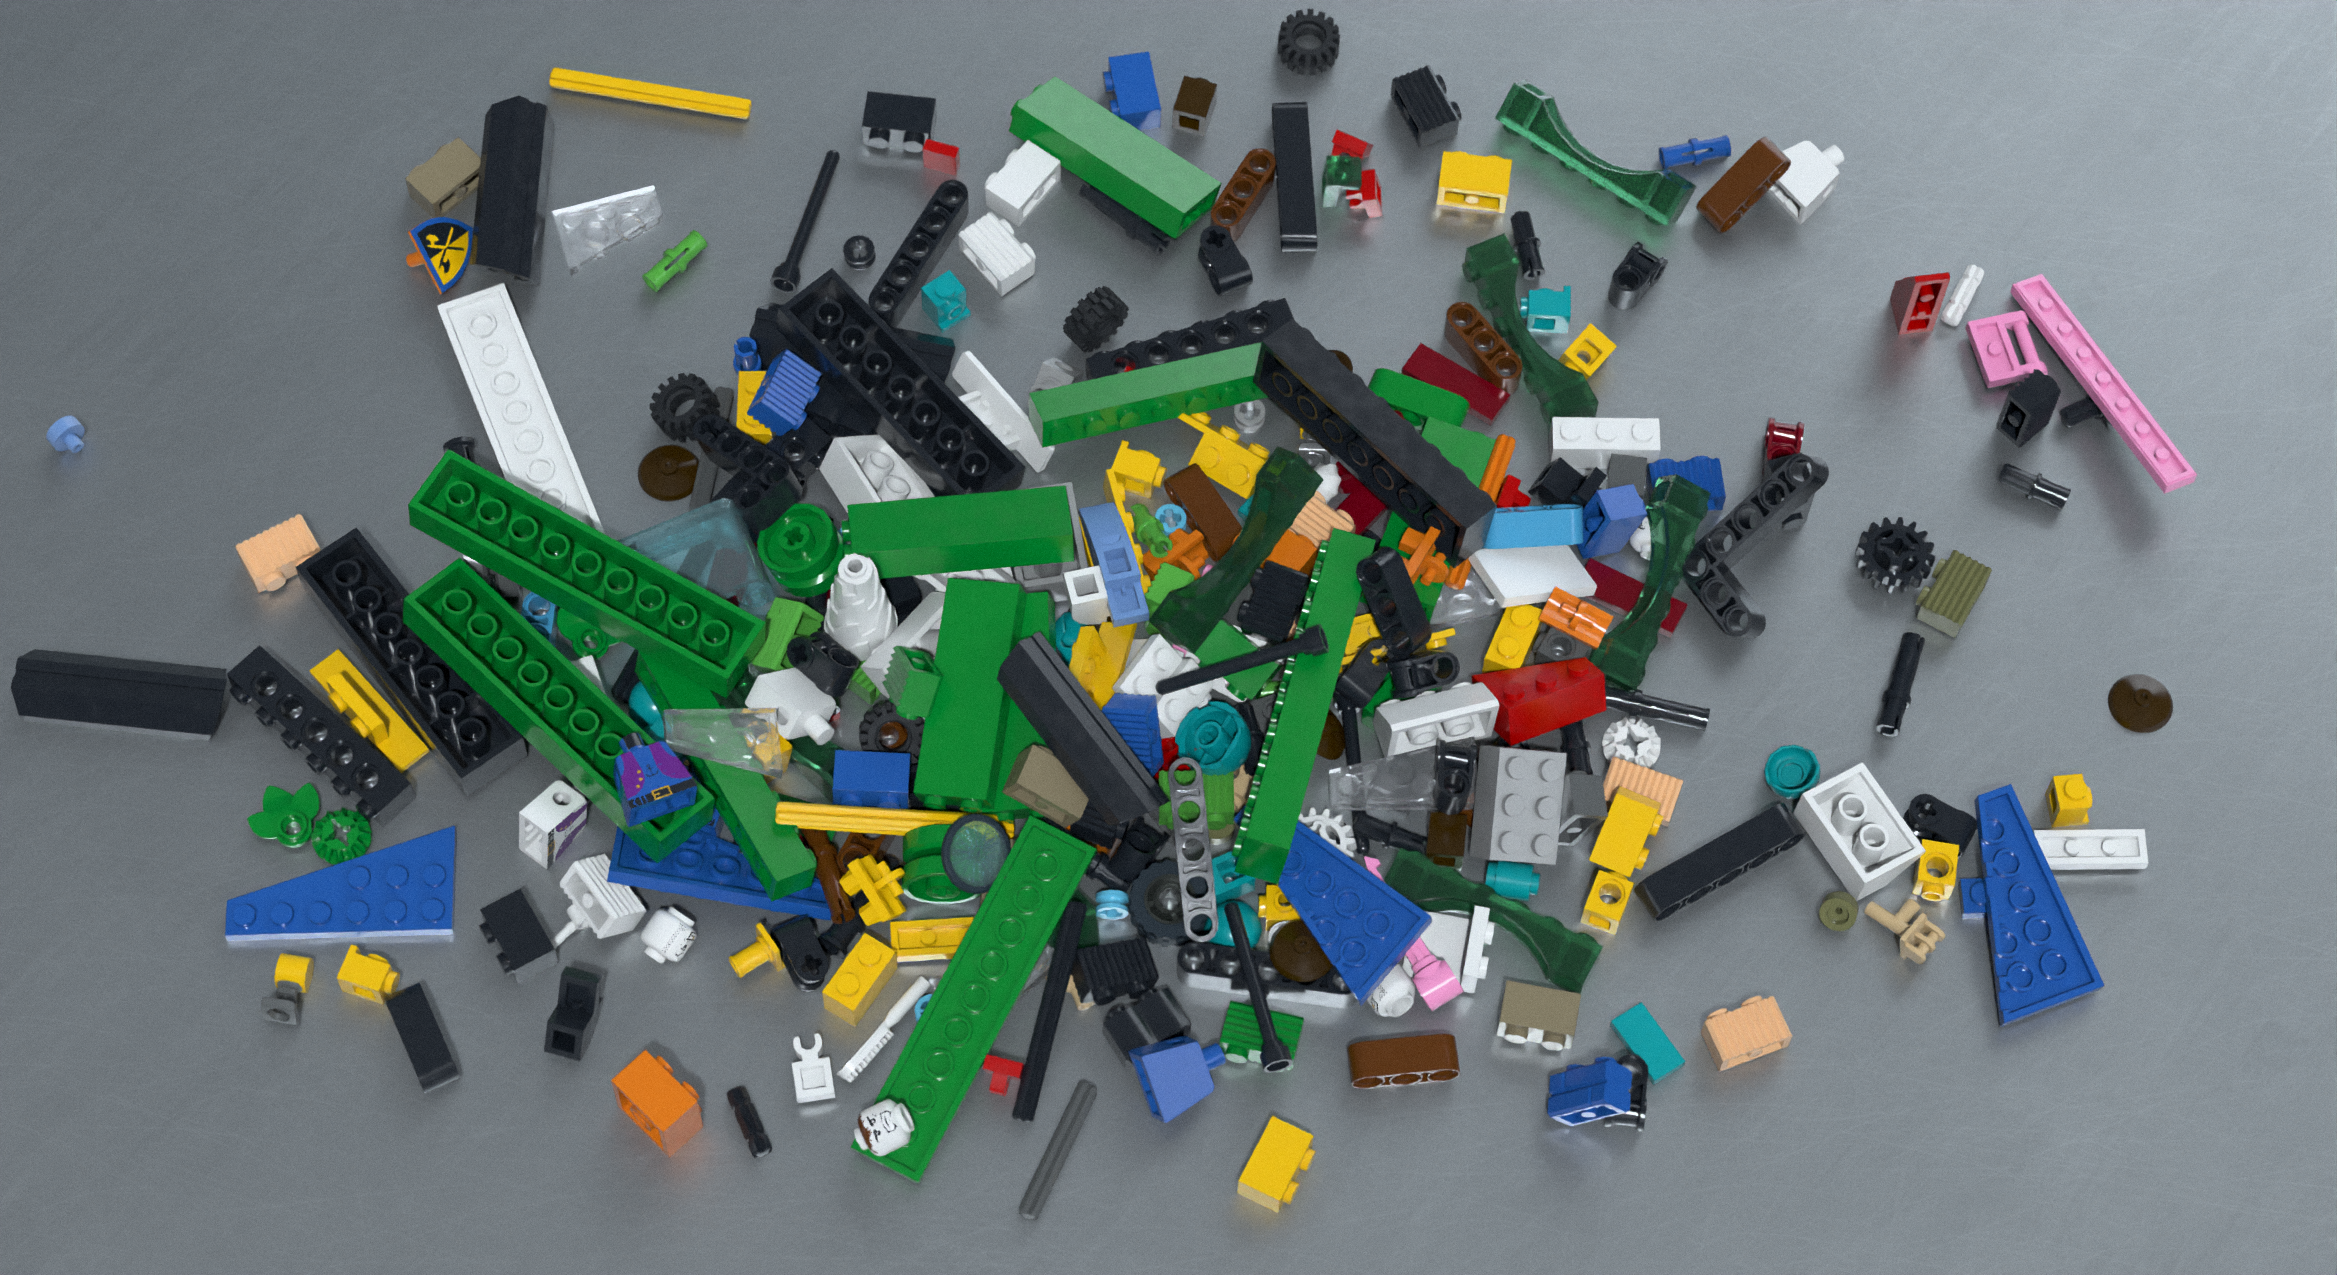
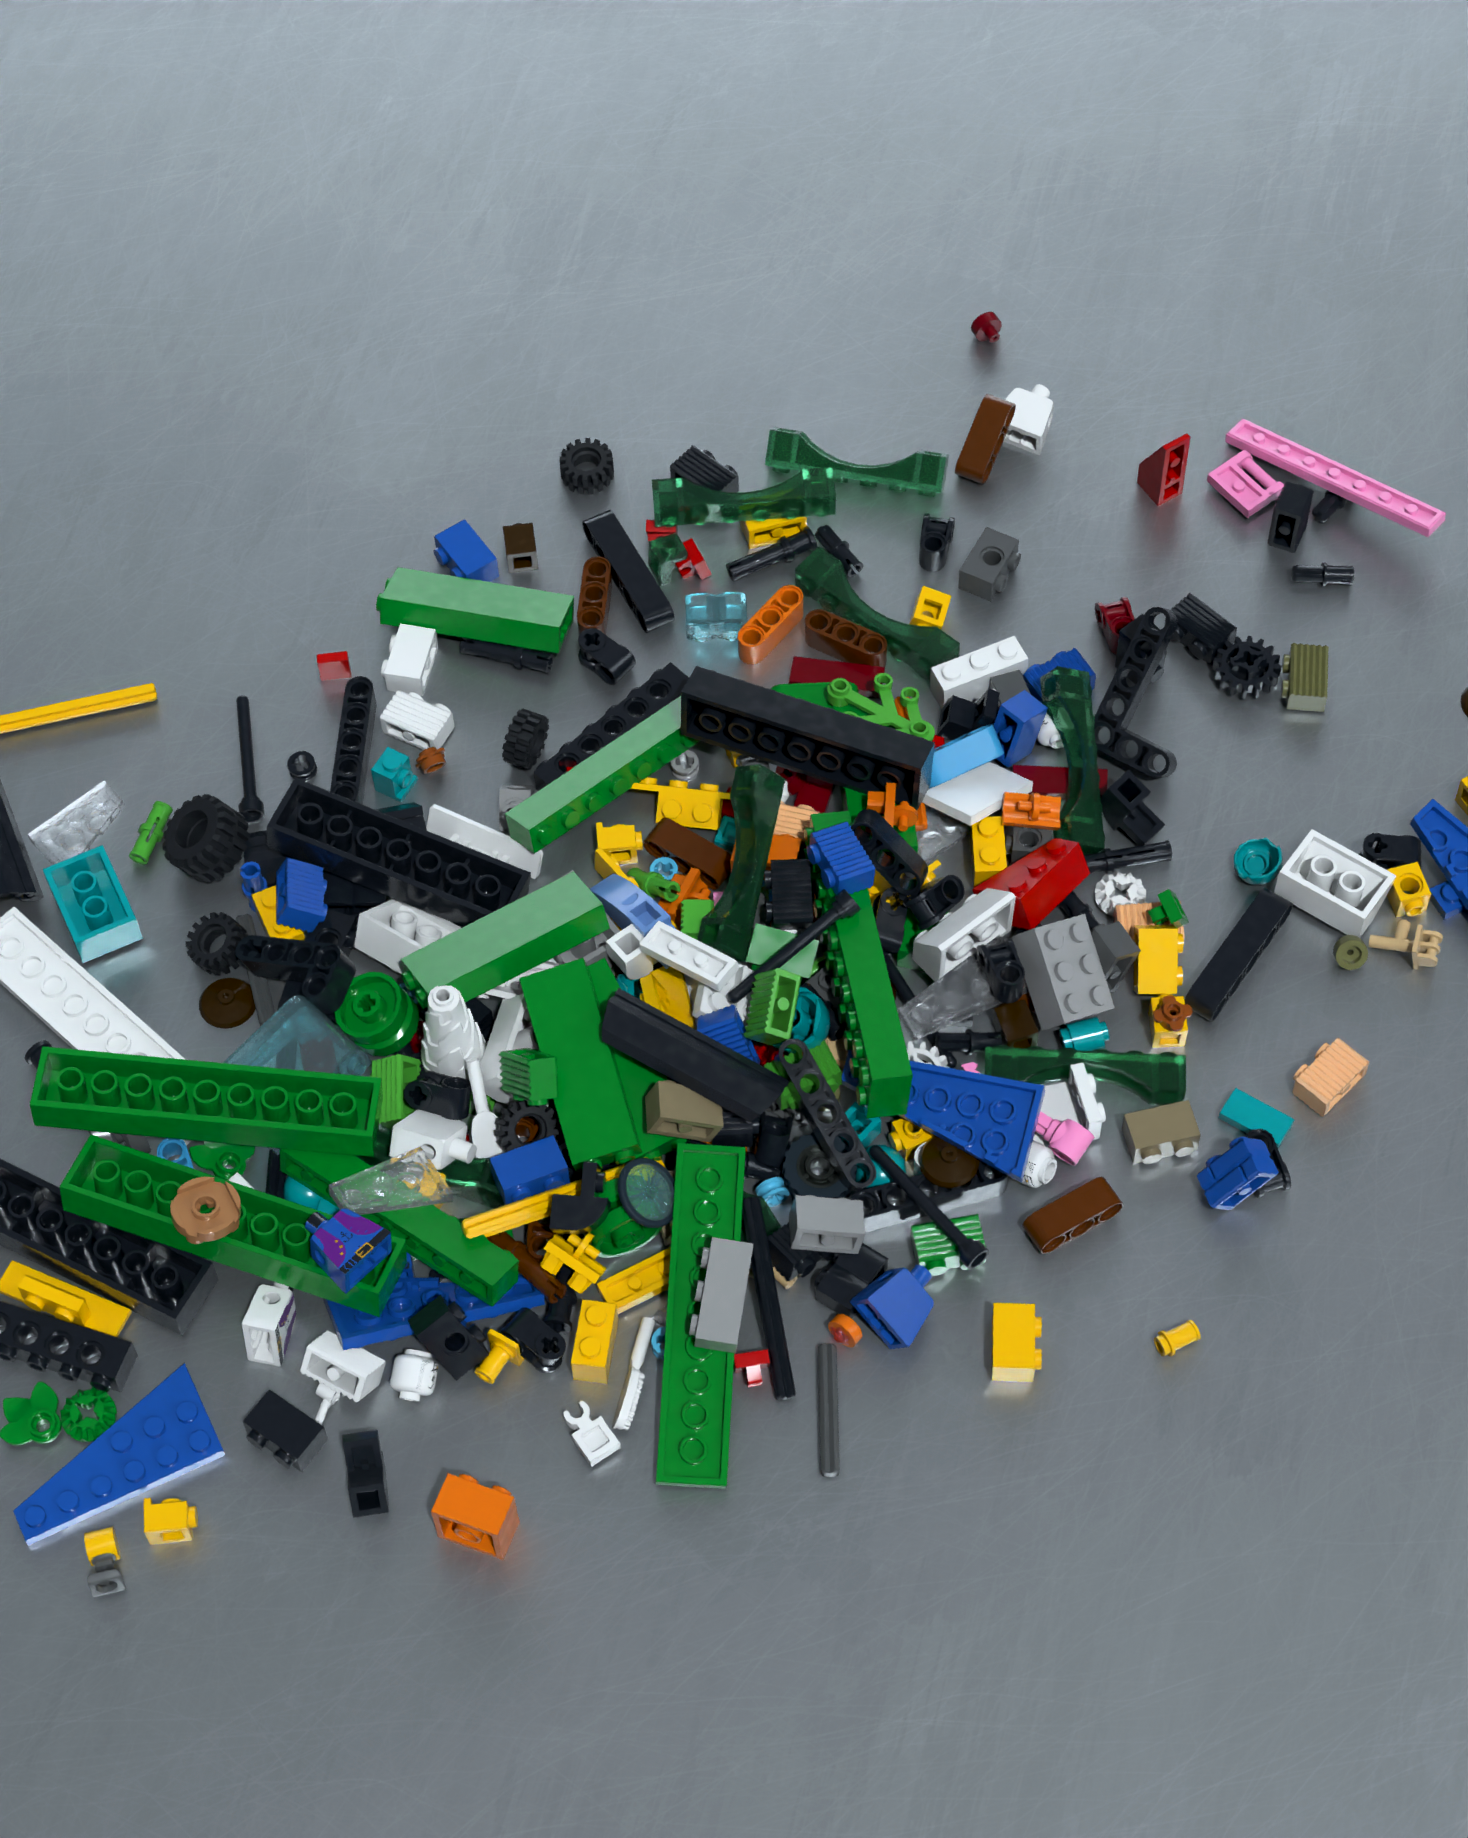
camera: 20 degrees left, 5 degrees down
(422, 1038) = (241, 1552): black beam -> none
(527, 702) = (210, 1226): none -> medium nougat plate
(580, 313) = (92, 904): none -> teal brick
(715, 931) = (458, 1352): none -> black brick
(722, 291) = (205, 838): none -> black tyre
(749, 1121) = (558, 1499): black axle -> none
(856, 706) = (484, 1121): none -> white piece
(884, 1127) = (679, 1451): white head -> none
(898, 121) = (285, 651): black brick -> none
(902, 846) = (584, 1212): none -> black brick
(991, 300) = (431, 760): none -> dark orange plate
(999, 989) = (721, 1294): none -> light grey brick
(1113, 1078) = (845, 1330): none -> orange tile
(1135, 625) = (689, 956): none -> white plate
(1141, 962) = (826, 1224): none -> light grey brick
(1191, 715) = (772, 1006): none -> bright green brick
(1334, 590) = (841, 859): none -> blue brick
(1361, 266) = (715, 615): none -> clear light blue brick
(1420, 285) = (783, 612): none -> orange beam
(1443, 1233) = (1176, 1338): none -> yellow pin
(1470, 221) = (785, 549): none -> black pin
(1476, 449) = (841, 694): none -> bright green plant
(1512, 170) = (803, 495): none -> clear green arch
(1547, 310) = (882, 591): teal brick -> none
(1606, 907) = (1172, 1022): none -> dark orange plate
(1663, 786) = (1169, 910): none -> green tile
(1673, 156) = (945, 422): blue pin -> none
(1682, 655) = (1125, 809): none -> black brick
(1686, 310) = (989, 564): none -> dark grey brick
(1815, 57) = (986, 327): none -> dark red tile
(1866, 490) = (1201, 628): none -> black brick
(1897, 697) = (1305, 772): black pin -> none
(1962, 295) = (1192, 472): white axle -> none

